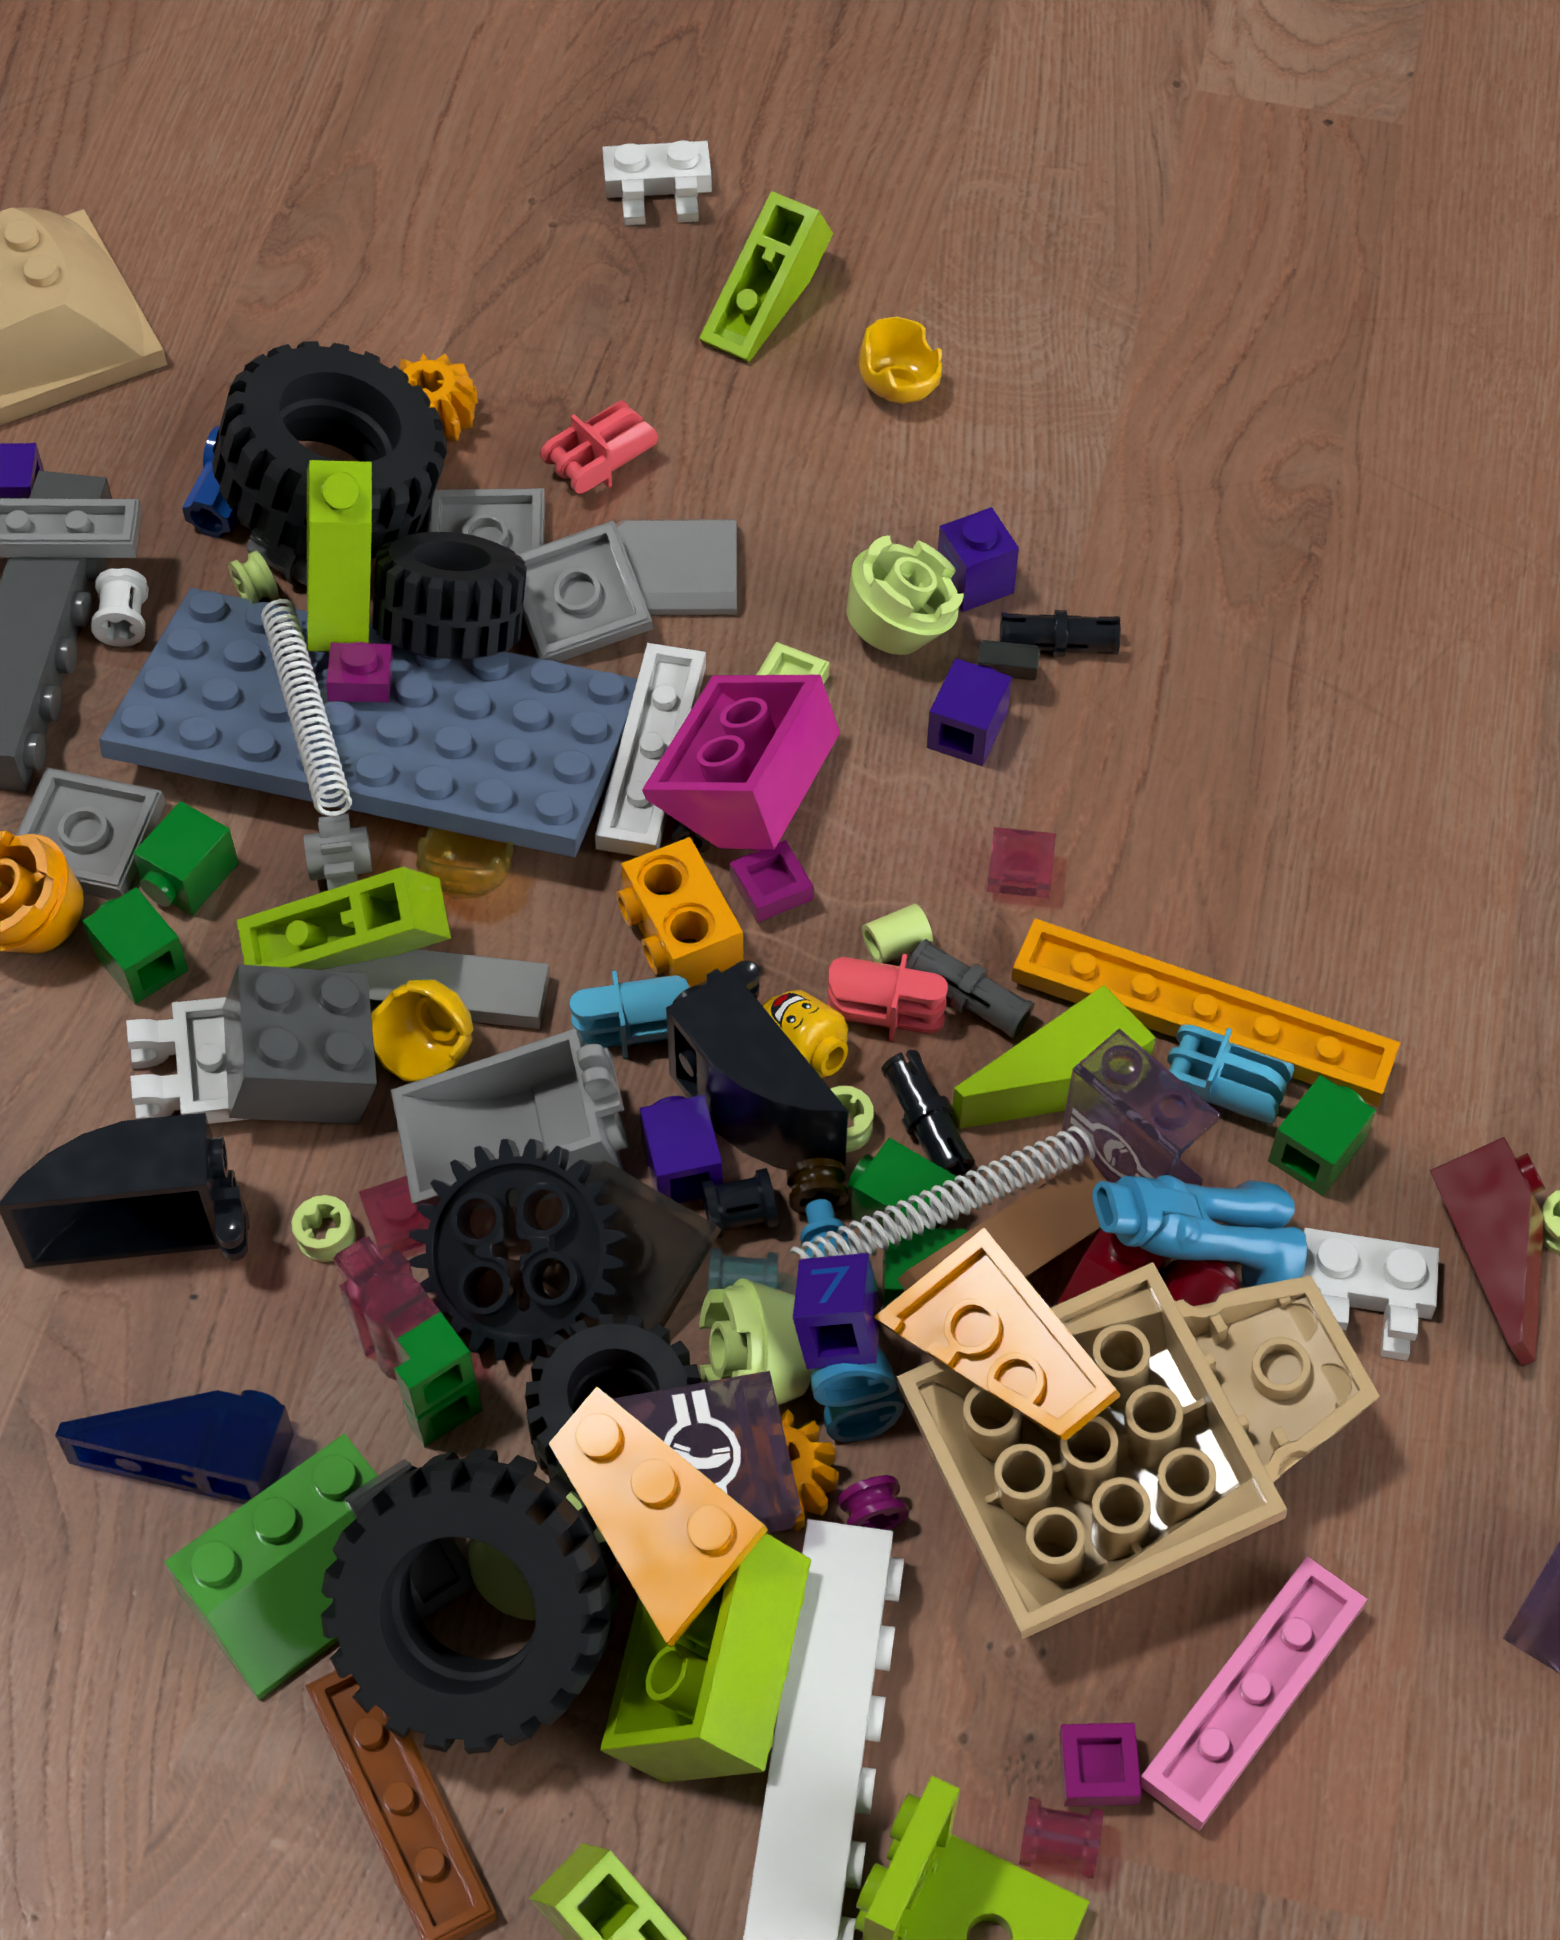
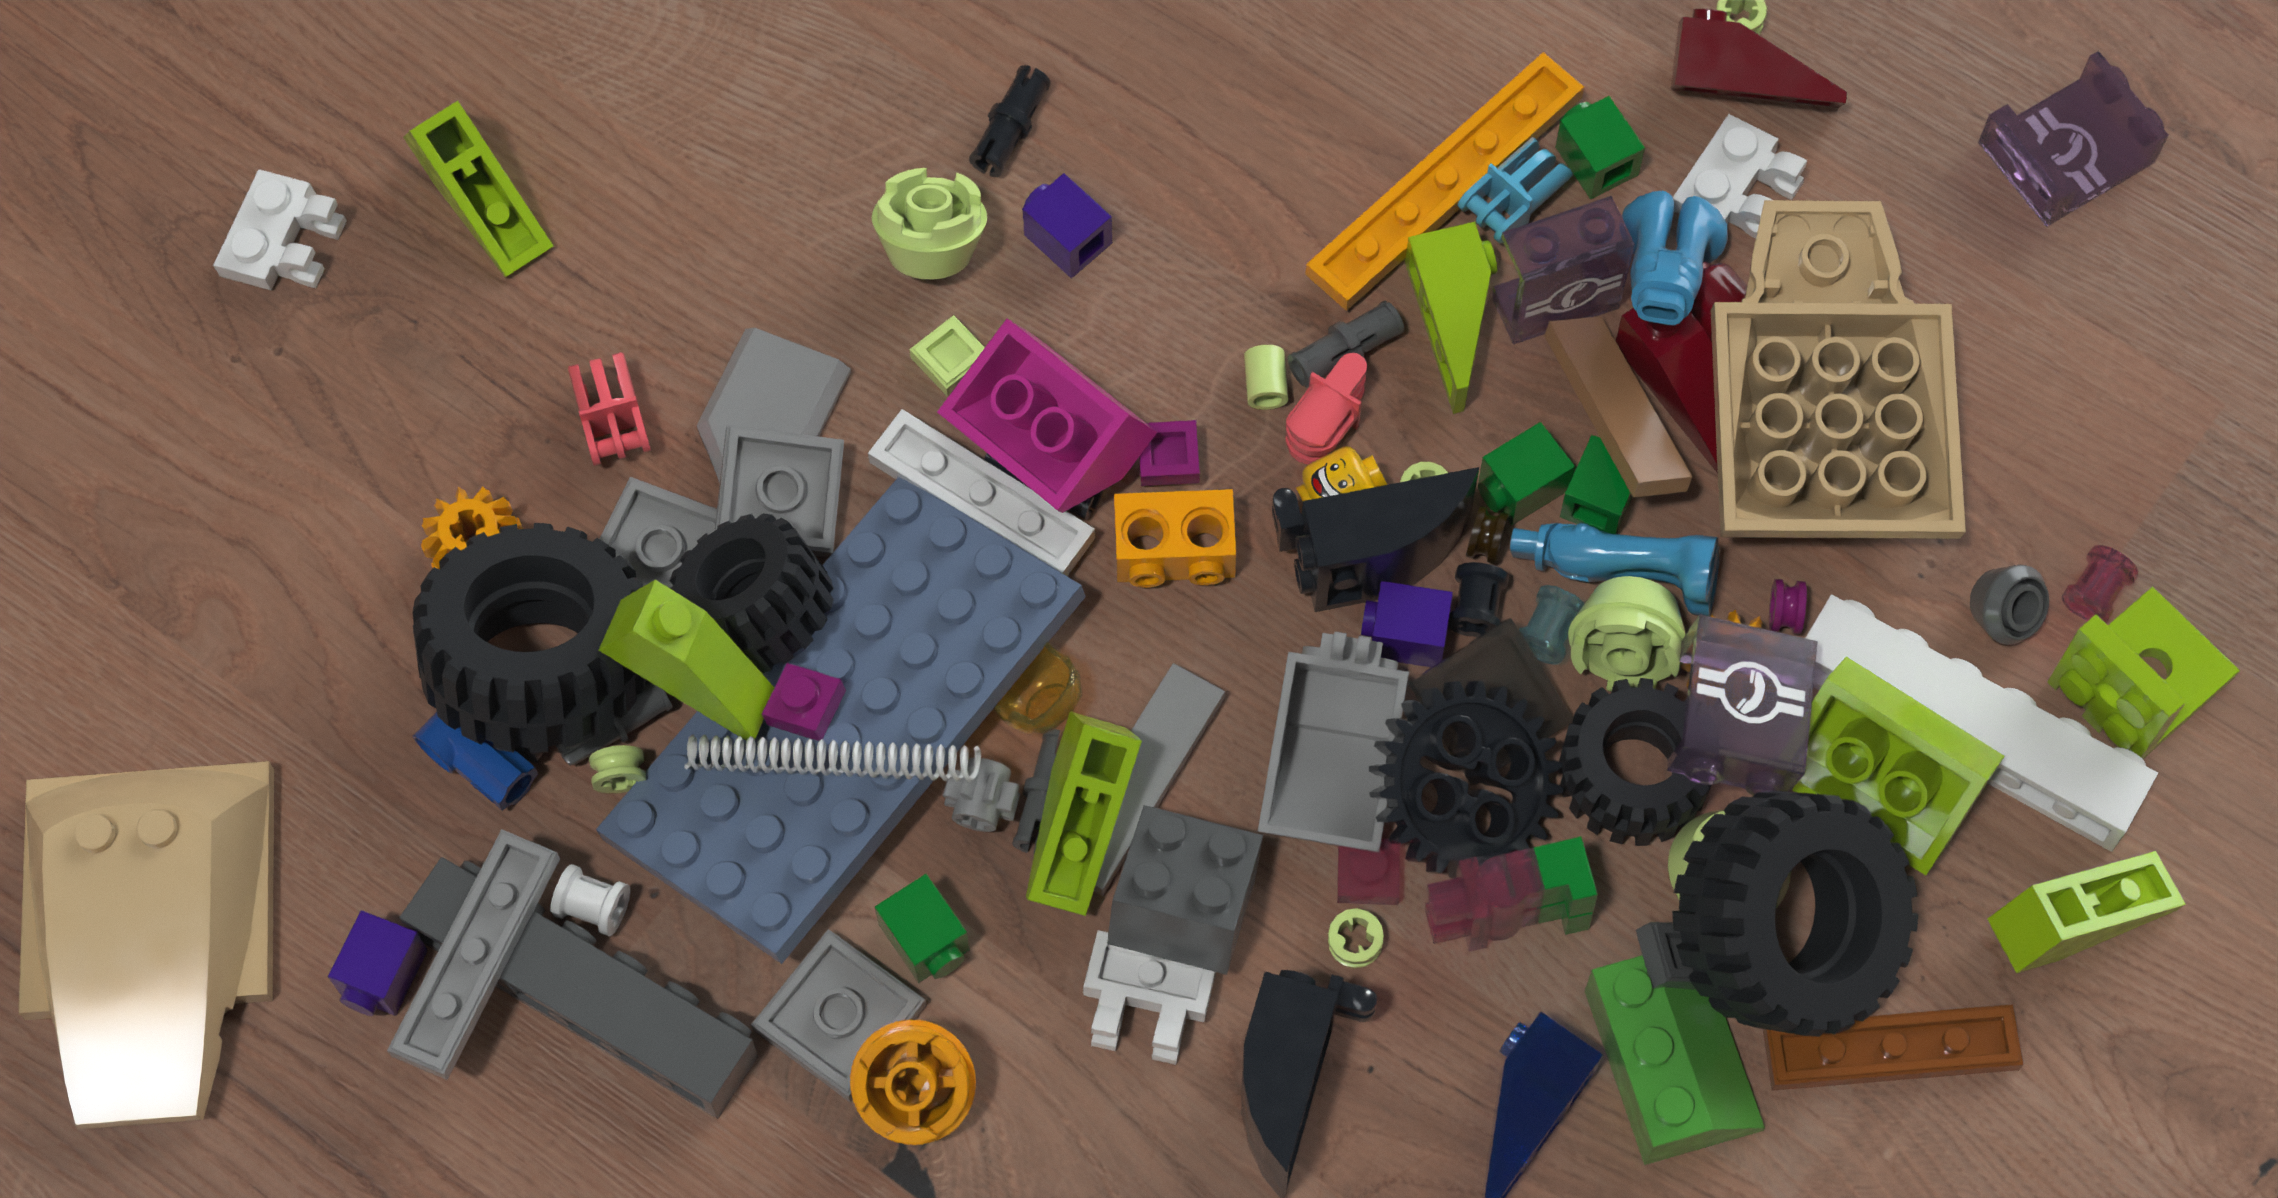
camera: 65 degrees left, 10 degrees up
(135, 945) = (997, 1002): green brick -> none
(421, 1030) = (1207, 782): yellow hair -> none
(625, 1011) = (1258, 609): medium azure arm -> none
(656, 1511) = (1796, 739): light orange wing -> none
(837, 1310) = (1657, 546): dark purple brick -> none
(881, 1236) = (1565, 441): white piece -> none
(898, 360) = (643, 116): yellow hair -> none
(927, 1113) = (1453, 425): black pin -> none
(982, 557) = (905, 141): dark purple brick -> none
(982, 1740) = (2010, 603): none -> dark grey cone
(1002, 1336) = (1738, 433): wing -> none
(1010, 658) = (1027, 171): pearl dark grey tile -> none
(1021, 862) = (1239, 252): clear pink plate -> none
(1099, 1764) = (2053, 535): magenta plate -> none
(1252, 1693) = (2036, 408): bright pink plate -> none

